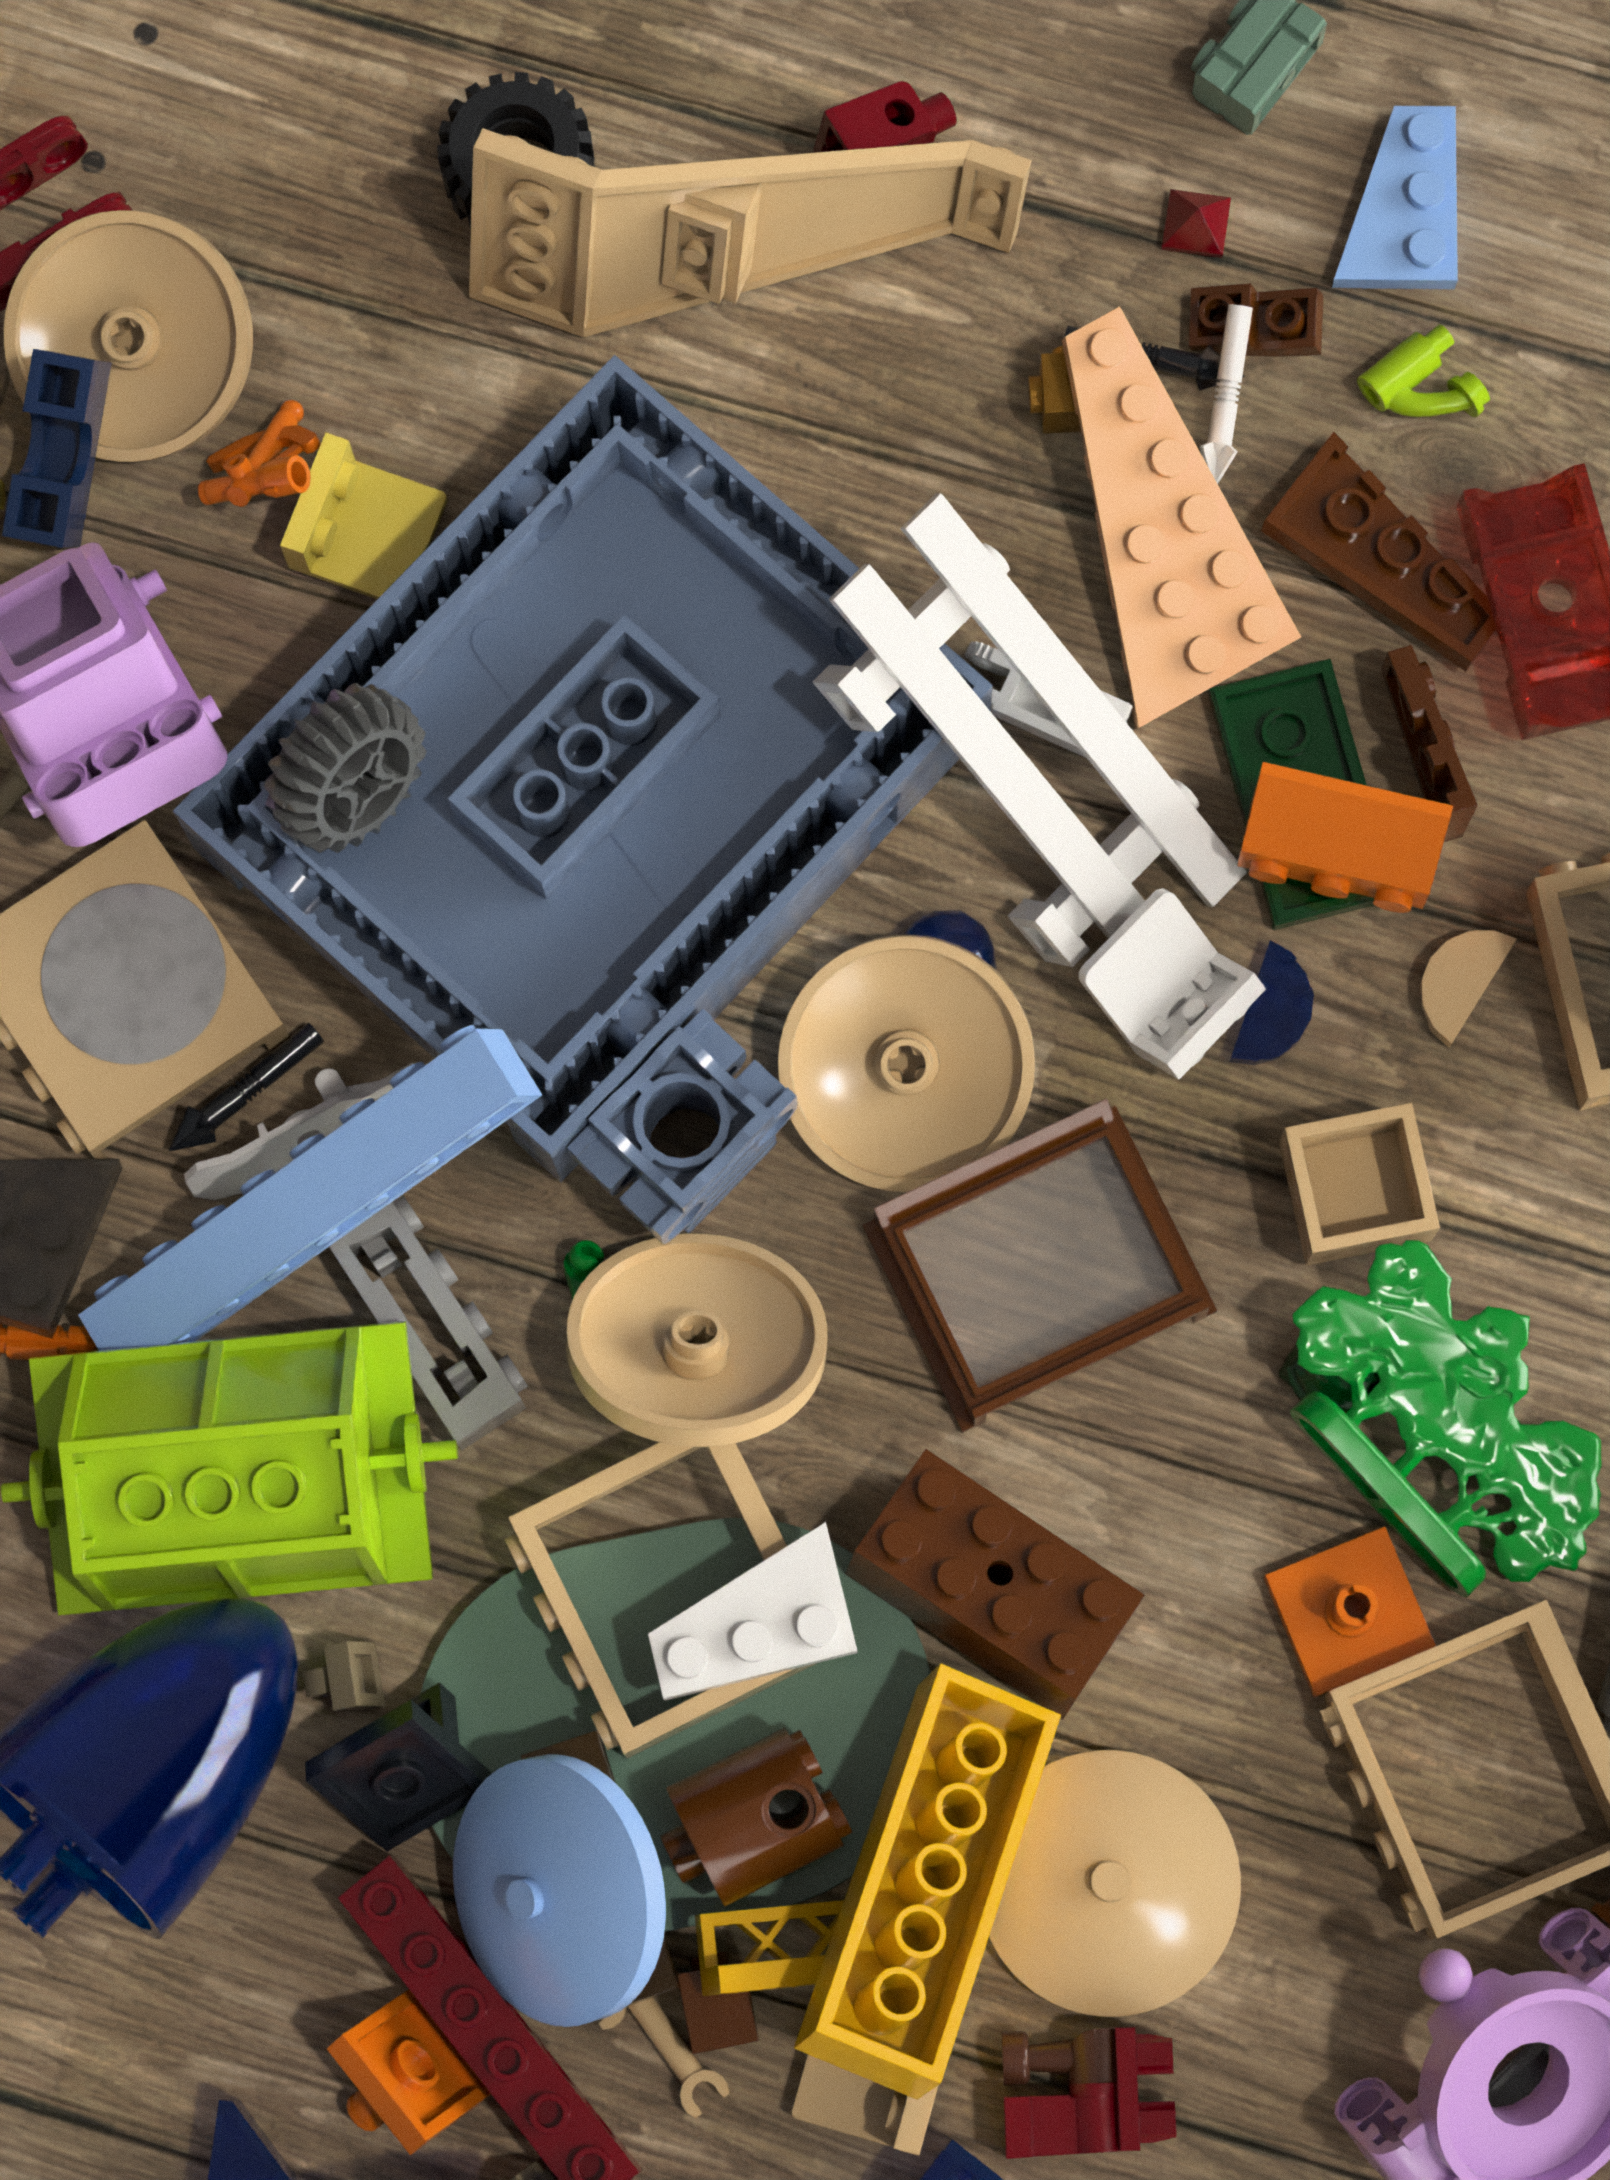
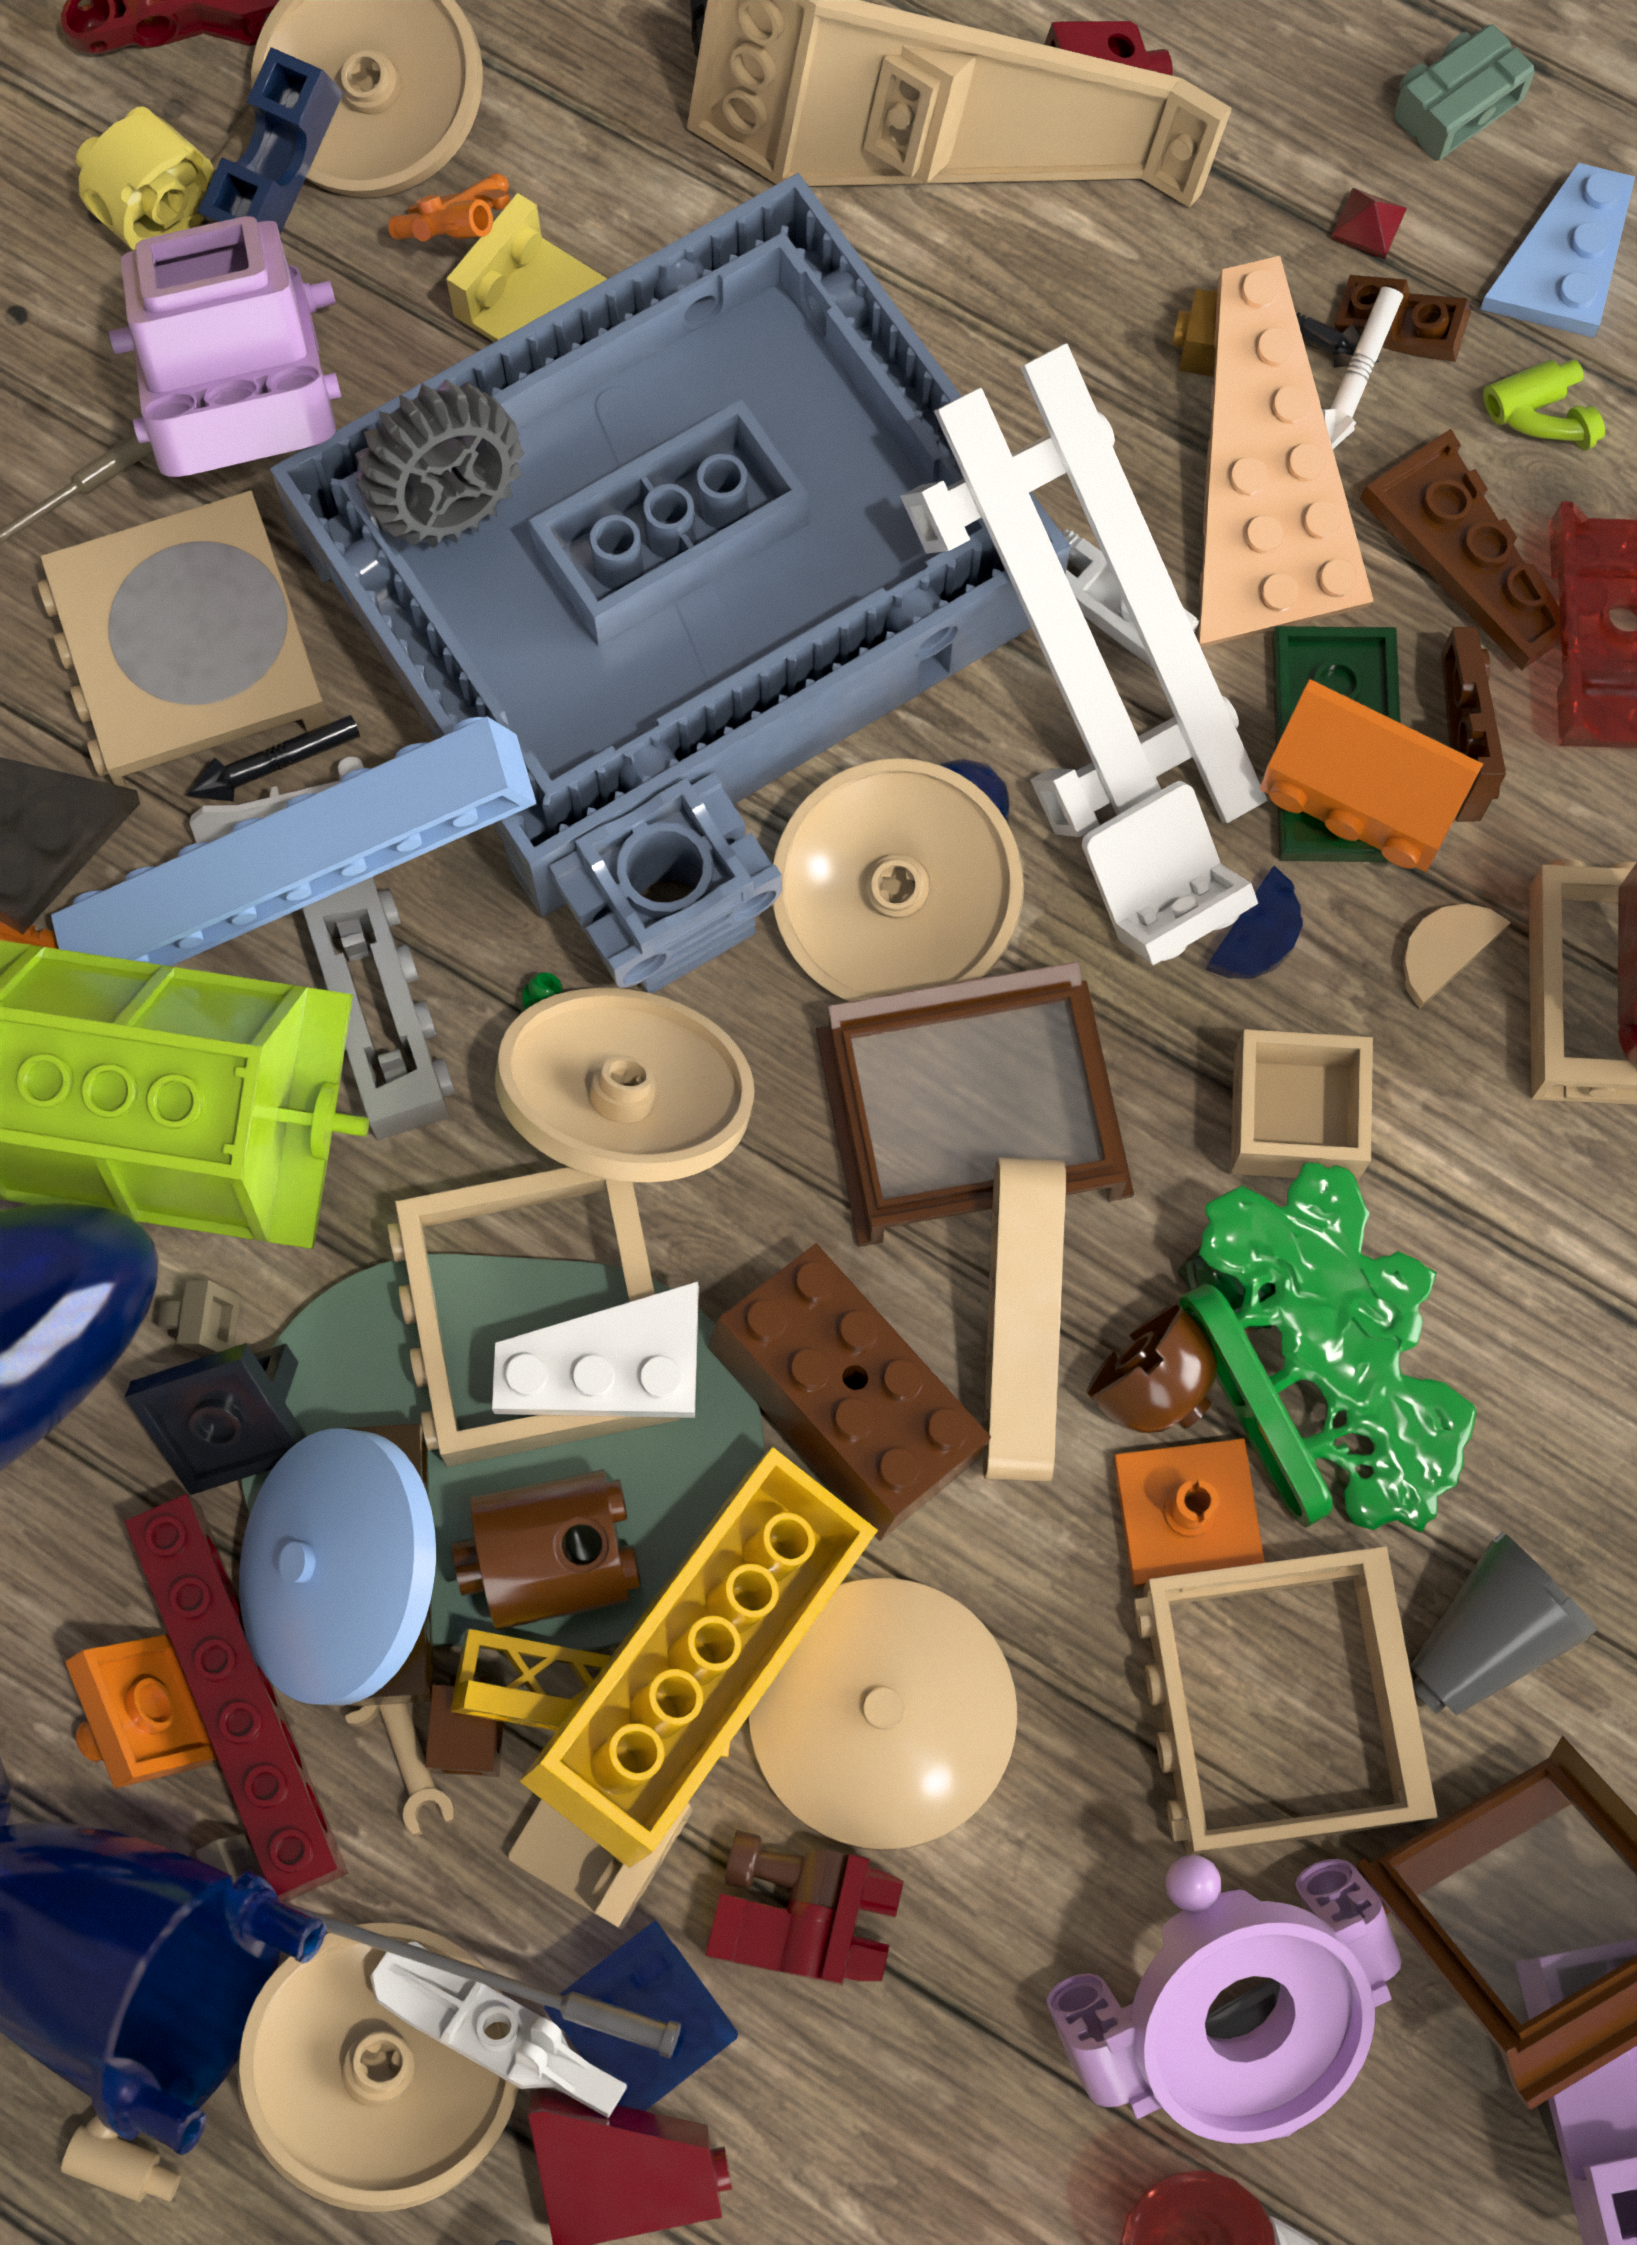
camera: 10 degrees right, 5 degrees down
(1145, 1469) = (1024, 1319): none -> tan beam
(1288, 1490) = (1159, 1376): none -> reddish brown cylinder

